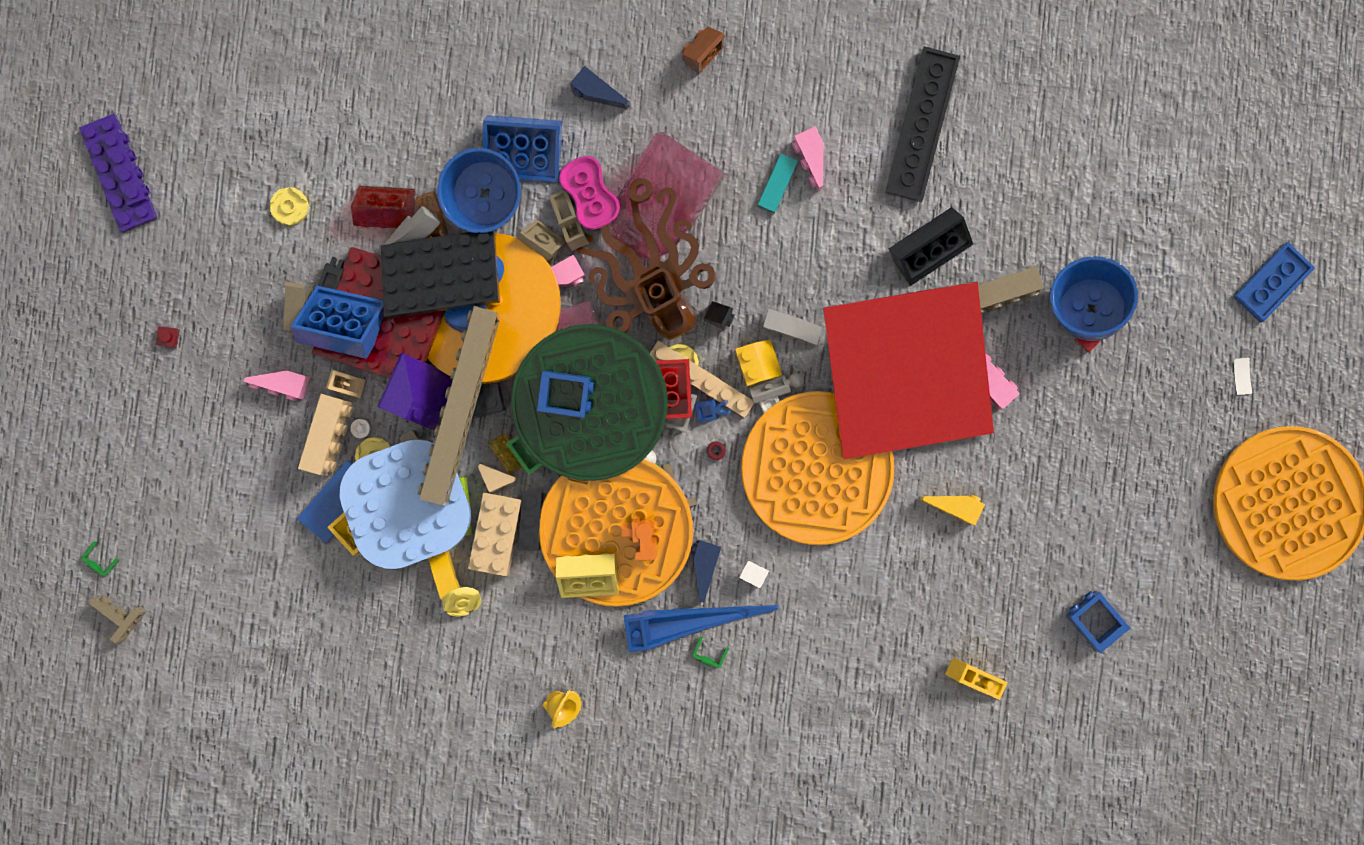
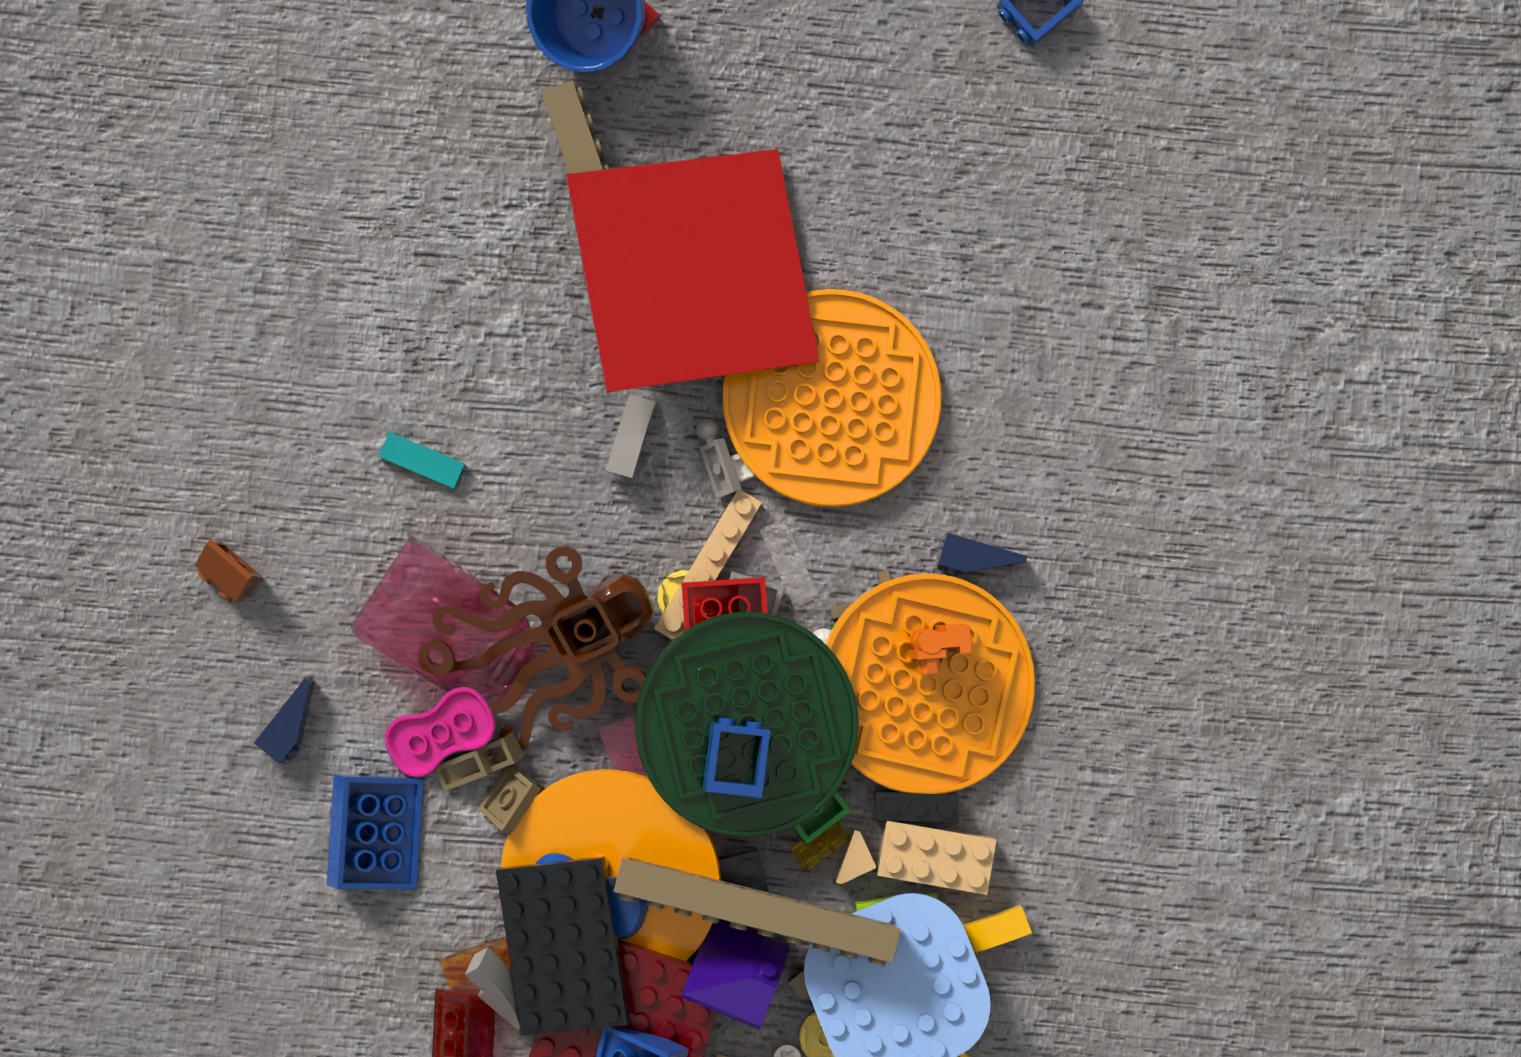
camera: 95 degrees left, 0 degrees up
(461, 190) = (440, 918): blue piece -> none
(461, 601) = (1033, 904): light yellow tile -> none
(562, 707) = (1180, 755): yellow helmet -> none
(568, 272) = (556, 759): bright pink slope -> none
(587, 575) = (992, 723): light yellow slope -> none
(662, 626) = (1062, 617): blue plate -> none
(705, 660) = (1108, 552): green piece -> none
(709, 410) = (753, 554): blue plate -> none
(719, 315) = (616, 540): black slope -> none
(719, 445) = (816, 536): dark red plate -> none
(754, 574) = (985, 485): white panel -> none
(758, 362) = (682, 484): yellow slope -> none
(810, 148) = (376, 412): bright pink slope -> none
(922, 124) = (334, 253): black plate -> none
(931, 245) = (510, 239): black slope -> none
(962, 507) = (882, 197): yellow slope -> none
(976, 678) = (1124, 172): yellow slope -> none
(1000, 389) = (717, 139): bright pink slope -> none

